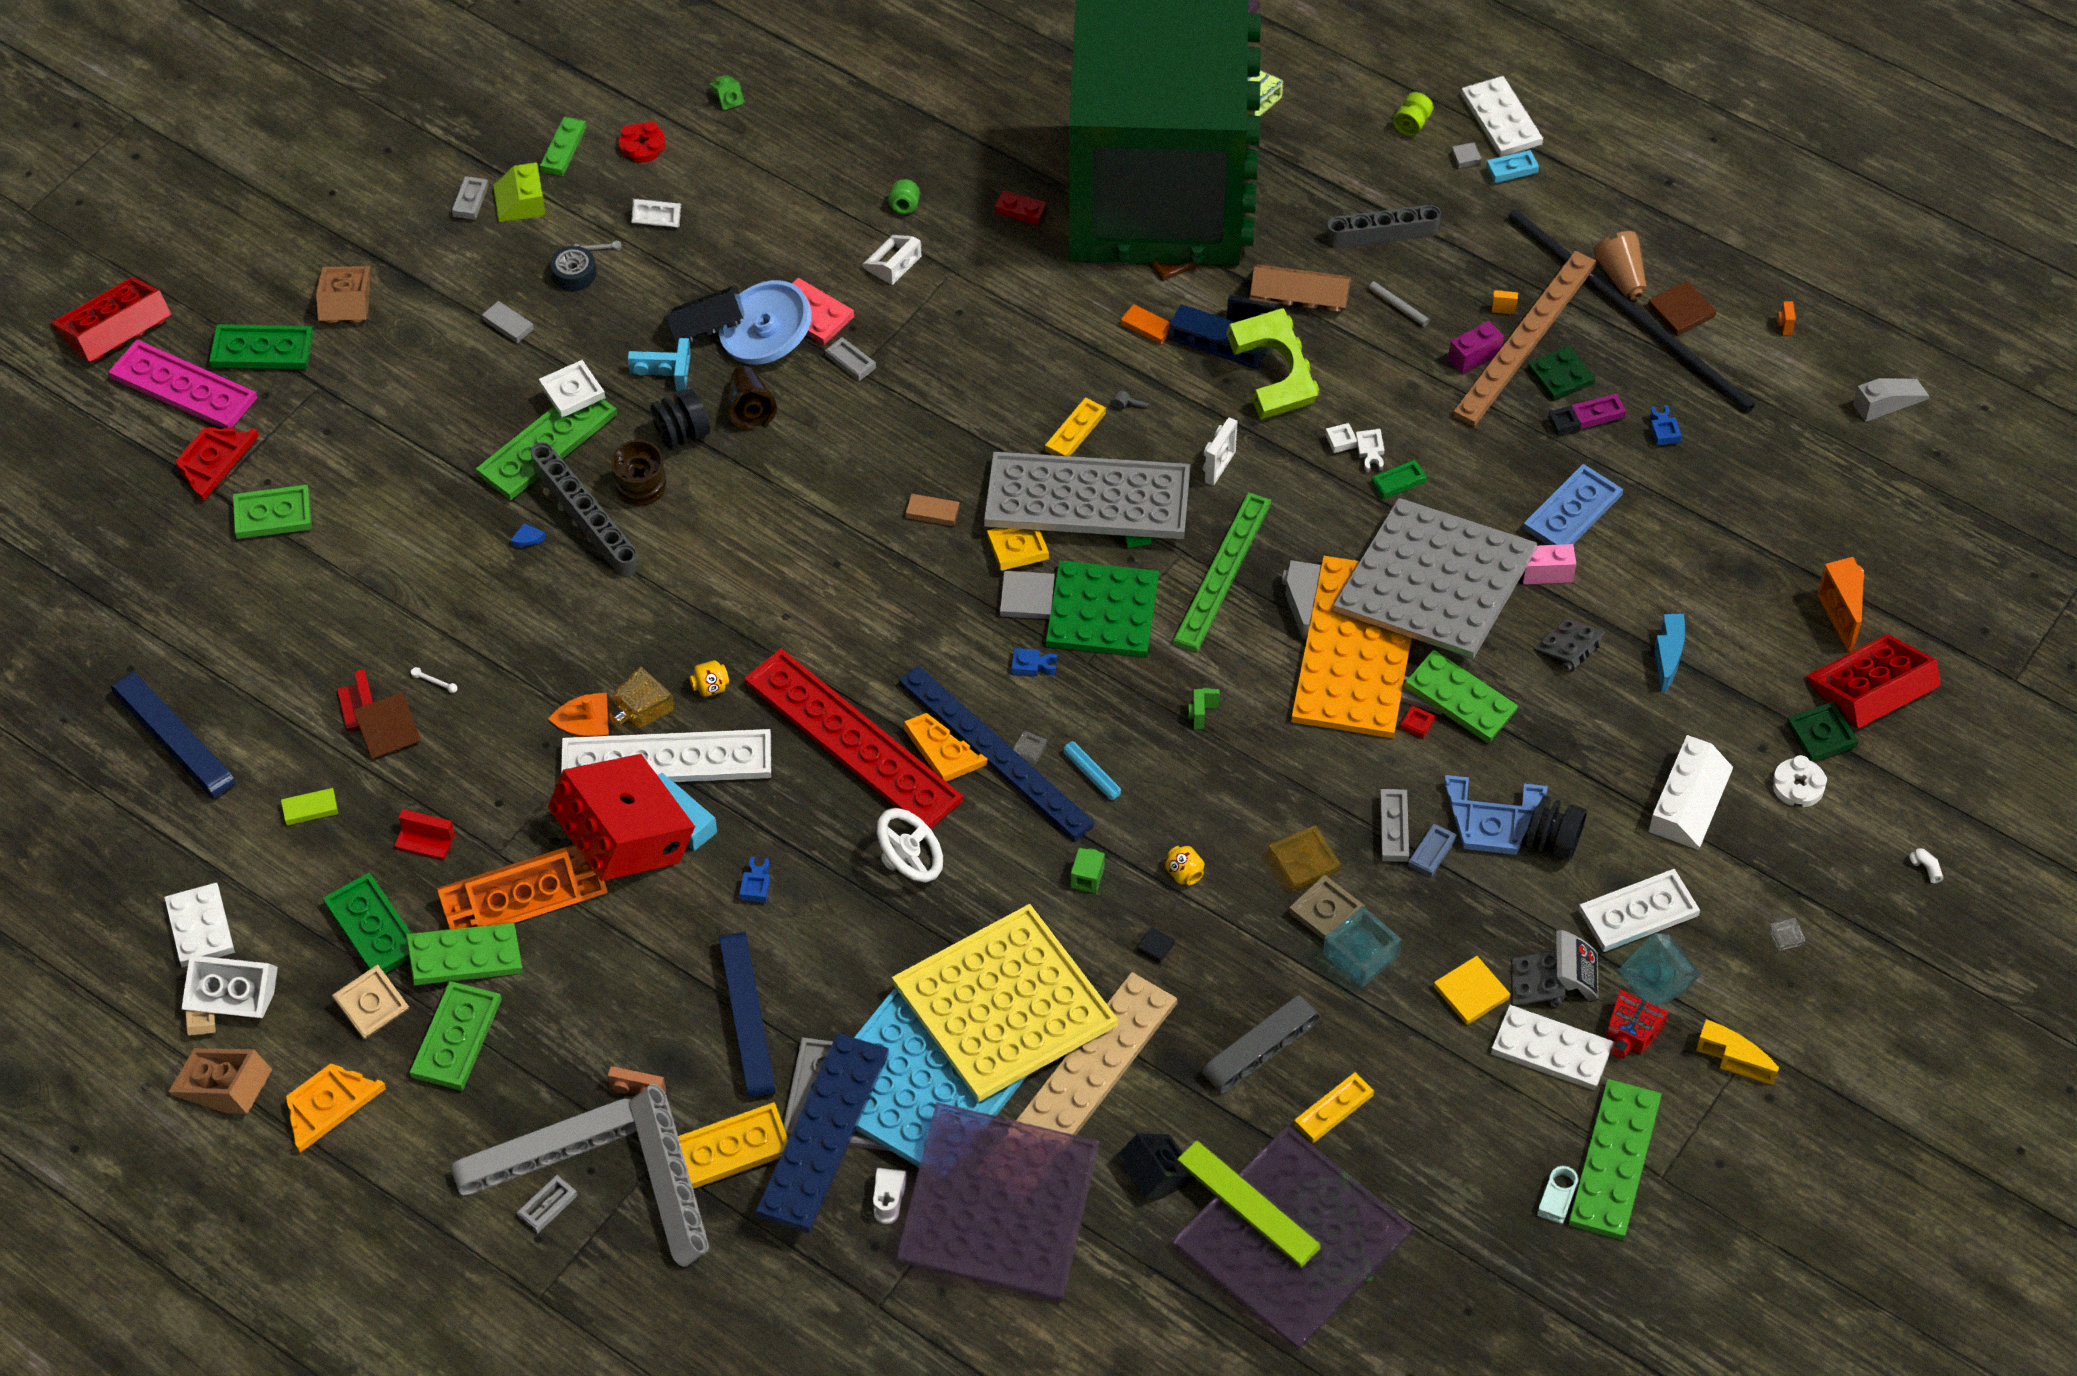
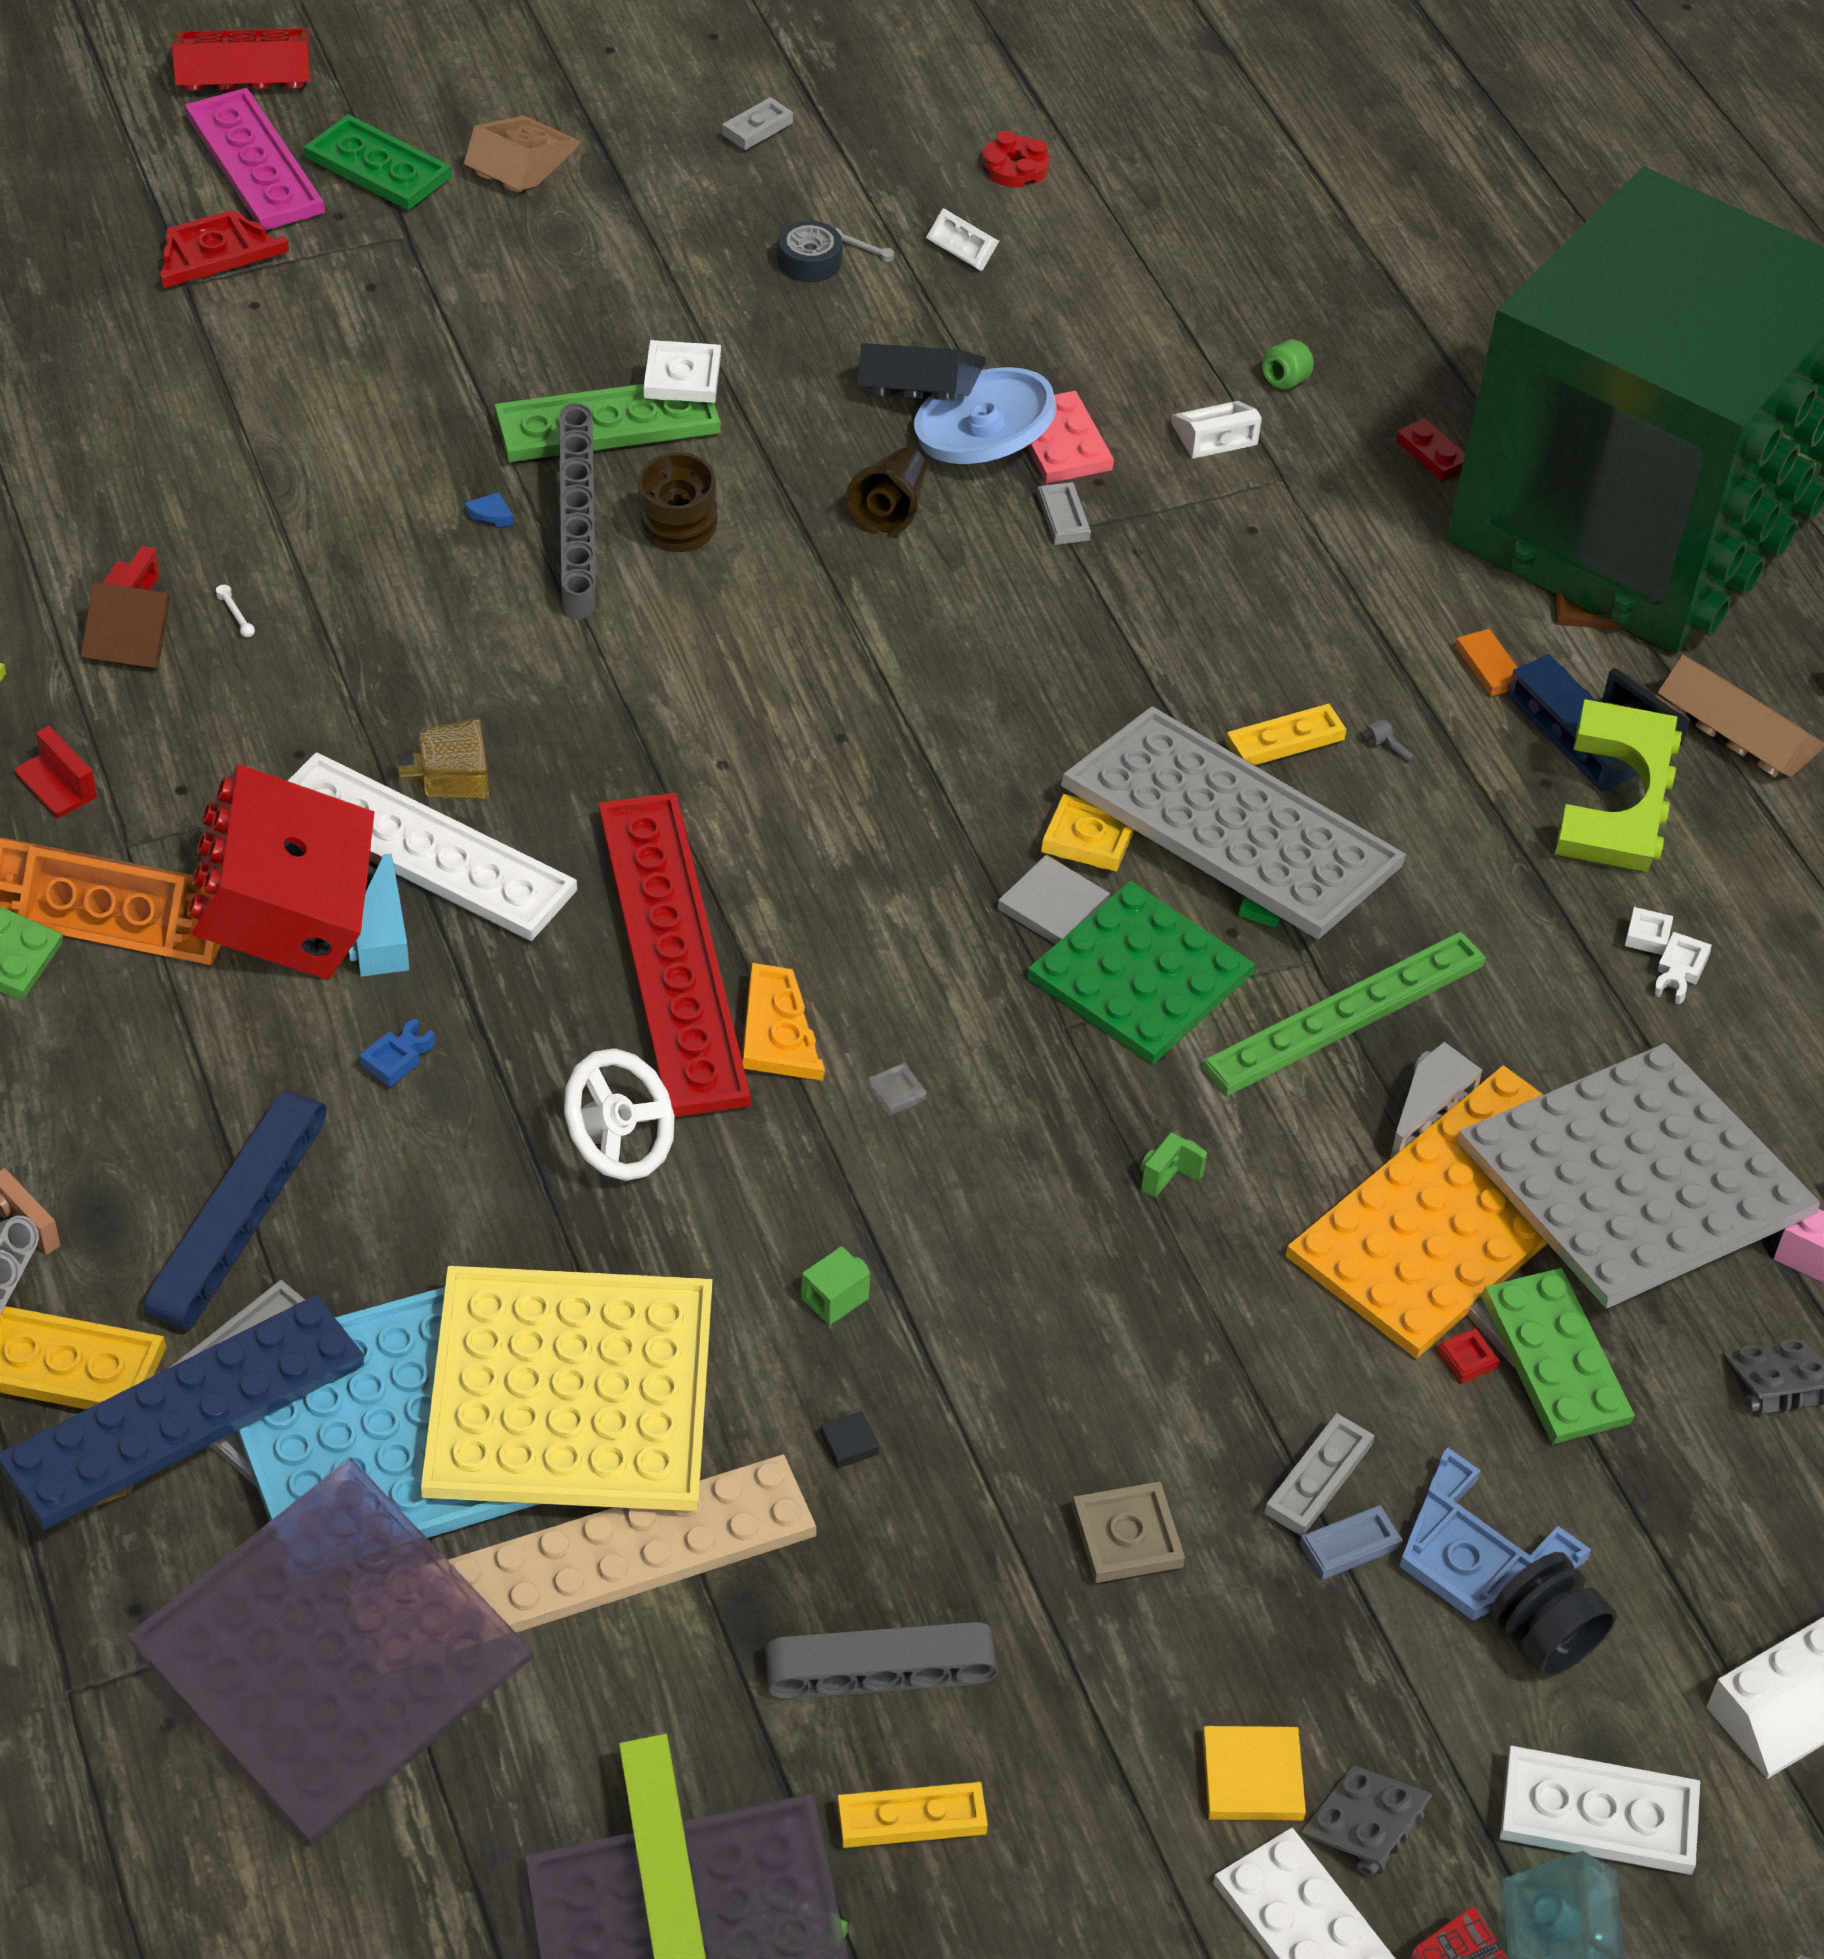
camera: 30 degrees right, 5 degrees down
(272, 511) = (224, 335): bright green plate -> none
(507, 322) = (682, 272): light grey tile -> none
(519, 194) = (821, 146): lime slope -> none
(563, 146) = (917, 122): bright green plate -> none
(583, 716) = (372, 745): orange shield -> none
(663, 363) = (835, 411): medium azure bracket -> none
(682, 417) = (781, 467): black wheel -> none
(709, 678) = (555, 780): yellow head -> none
(728, 91) = (1166, 155): bright green bracket -> none
(888, 1194) = (203, 1545): white piece -> none
(932, 510) = (1017, 736): medium nougat tile -> none
(999, 754) = (846, 1076): dark blue plate -> none
(1029, 662) = (988, 983): blue plate -> none
(1092, 770) = (954, 1164): medium azure axle -> none
(1154, 1165) = (583, 1732): black slope -> none
(1184, 865) = (972, 1355): yellow head -> none
(1220, 451) = (1456, 856): white plate -> none
(1304, 857) = (1153, 1443): clear yellow plate -> none
(1362, 946) = (1132, 1611): clear light blue brick -> none
(1399, 479) = (1694, 1027): green tile -> none
(1577, 964) = (1435, 1829): light grey slope -> none

